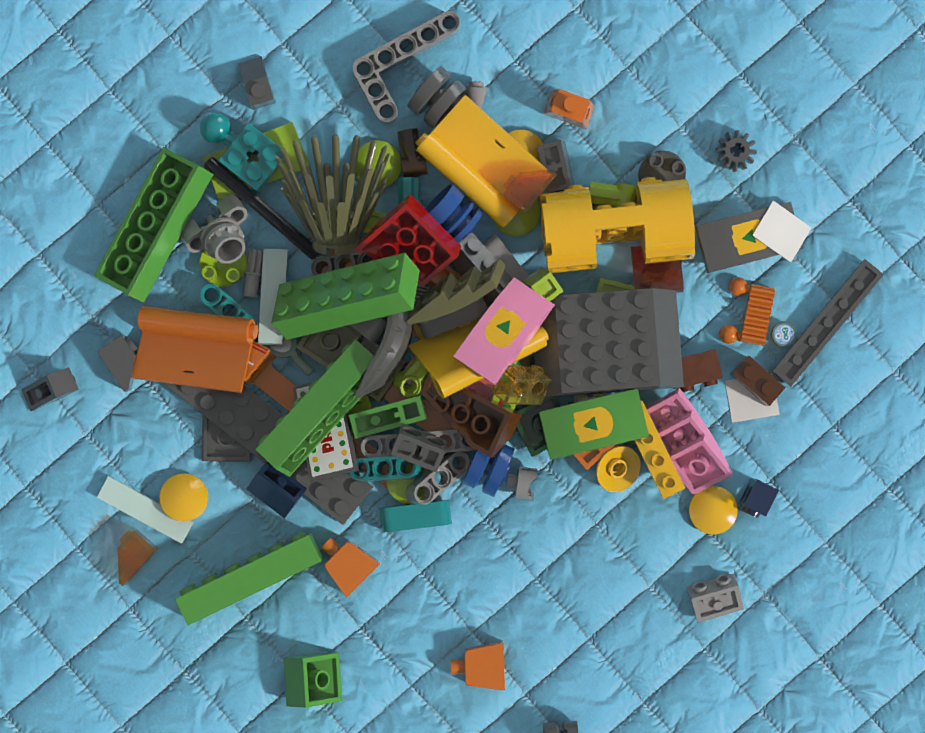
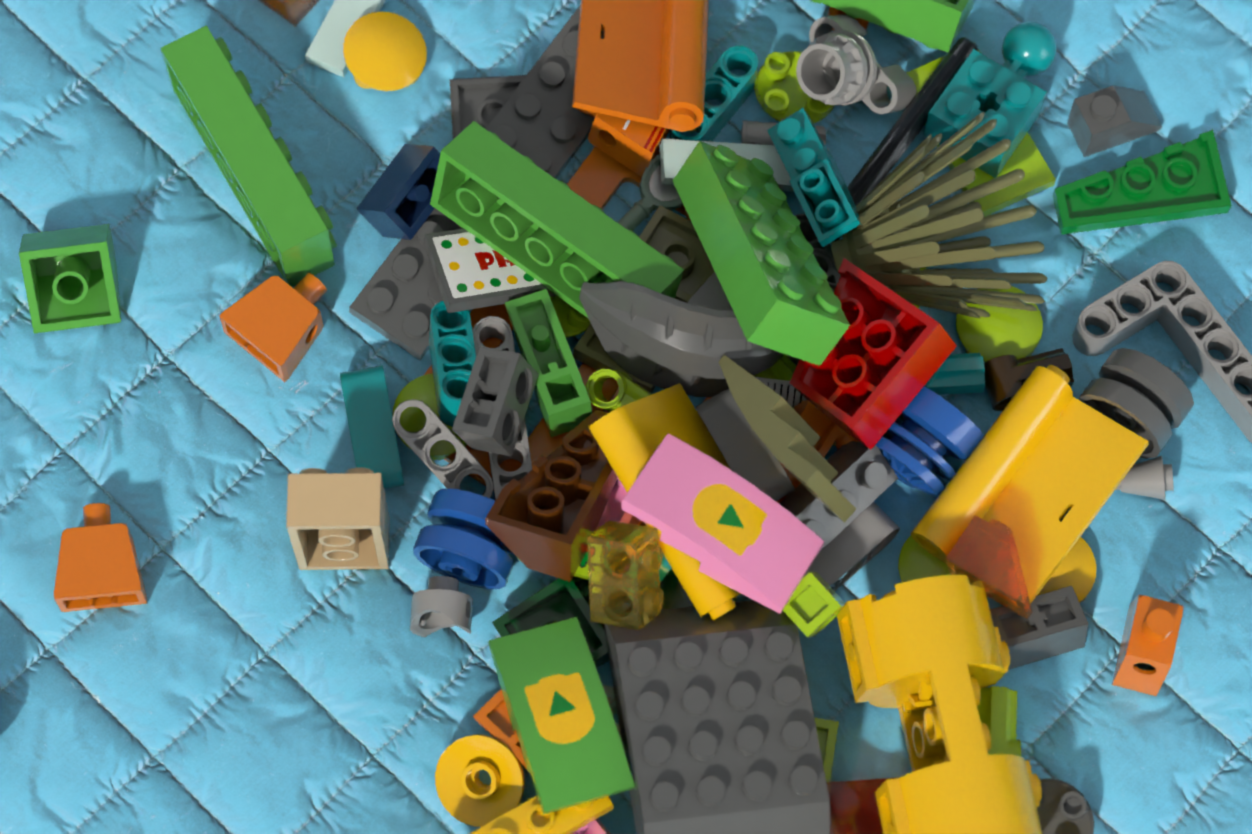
camera: 85 degrees right, 20 degrees down
(294, 257) = (814, 177): none -> teal slope
(301, 63) = (1163, 187): none -> green wing
(477, 536) = (338, 519): none -> tan brick

